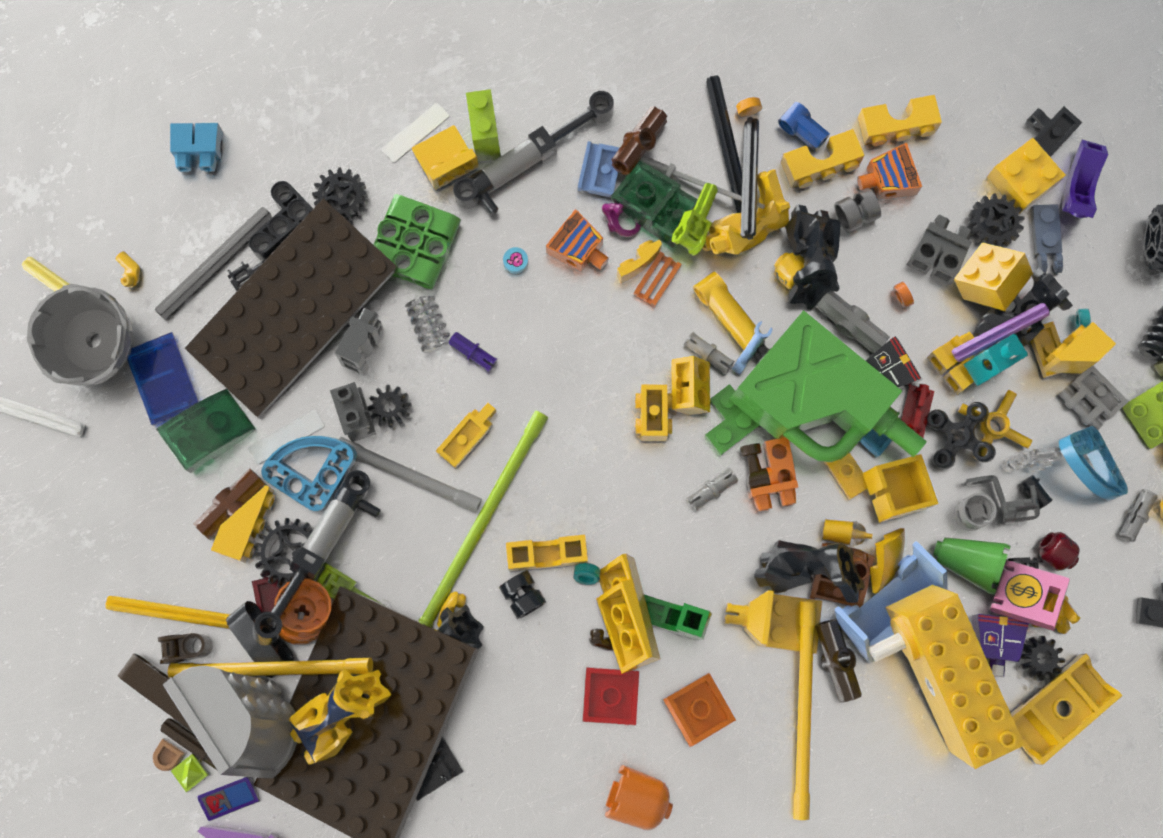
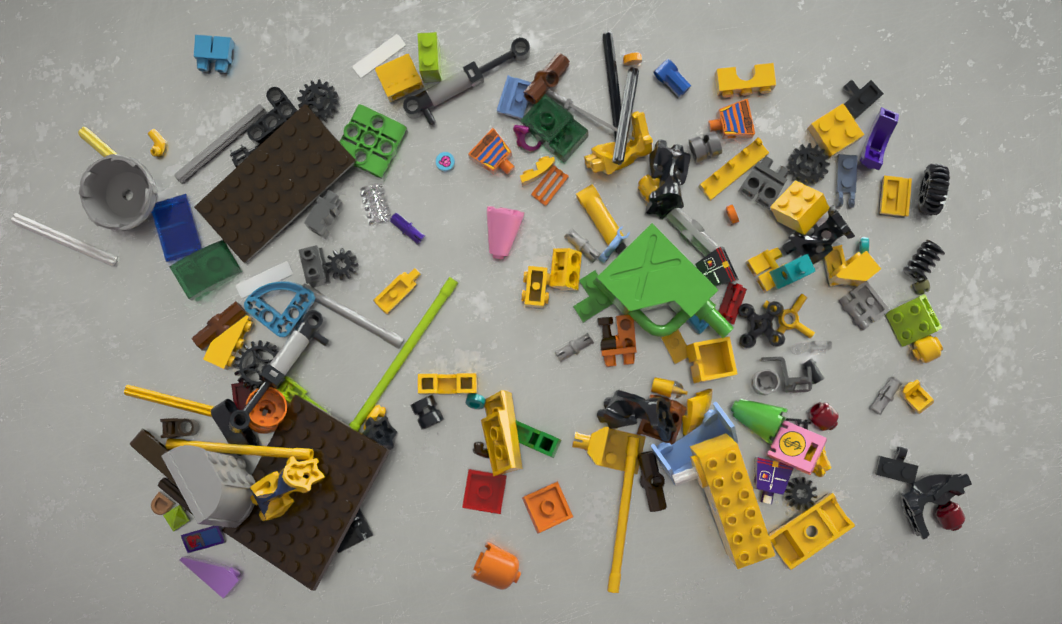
camera: 10 degrees right, 5 degrees up
(600, 341) = (502, 229): none -> bright pink cone
(694, 225) = (580, 147): lime connector -> none
(803, 168) = (668, 111): yellow arch -> none
(897, 236) = (733, 169): none -> yellow hinge
(1000, 332) = (799, 251): medium lavender axle -> none
(1107, 480) = (859, 340): dark azure beam -> none
(1115, 252) = (895, 196): none -> yellow plate

